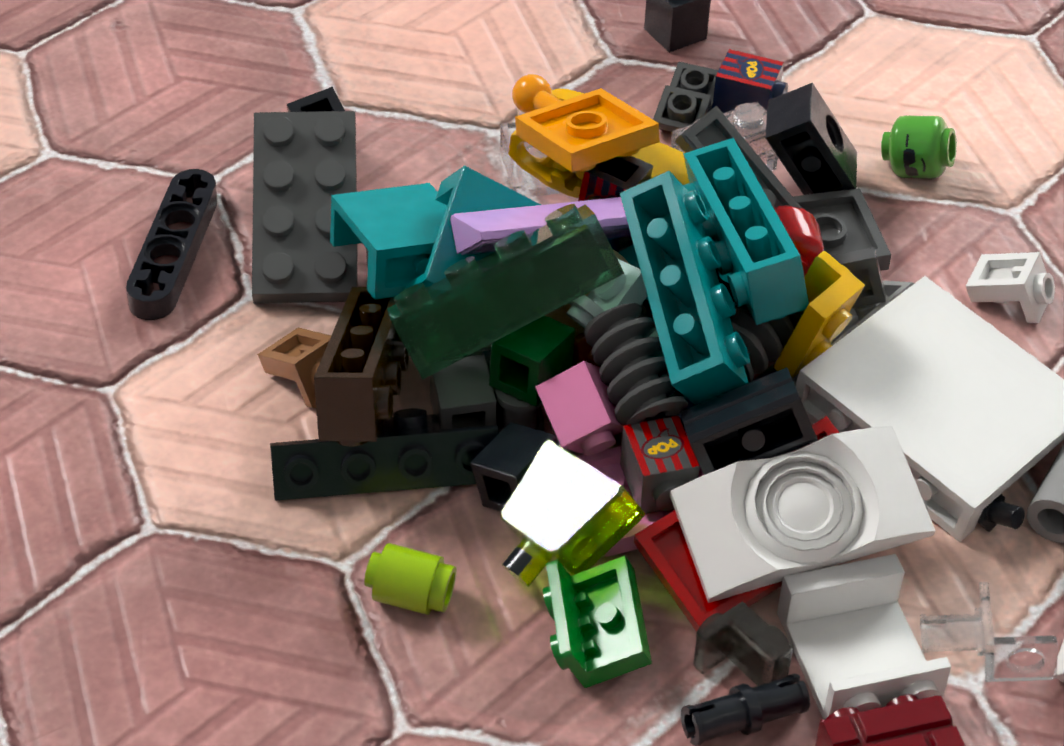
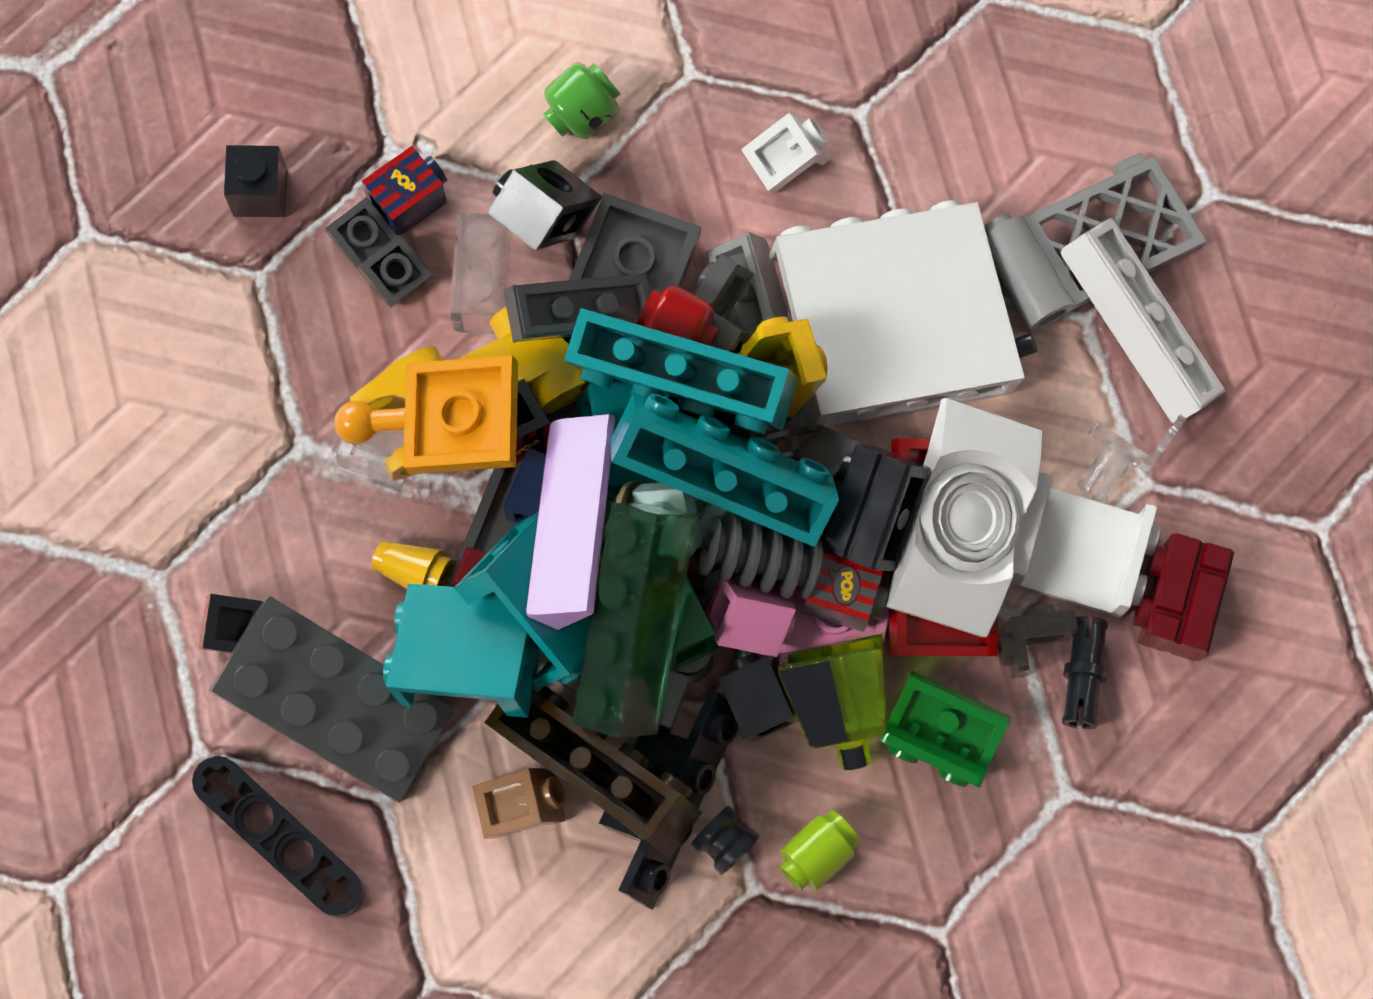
camera: 60 degrees left, 30 degrees up
(371, 508) = (725, 840): none -> black wheel

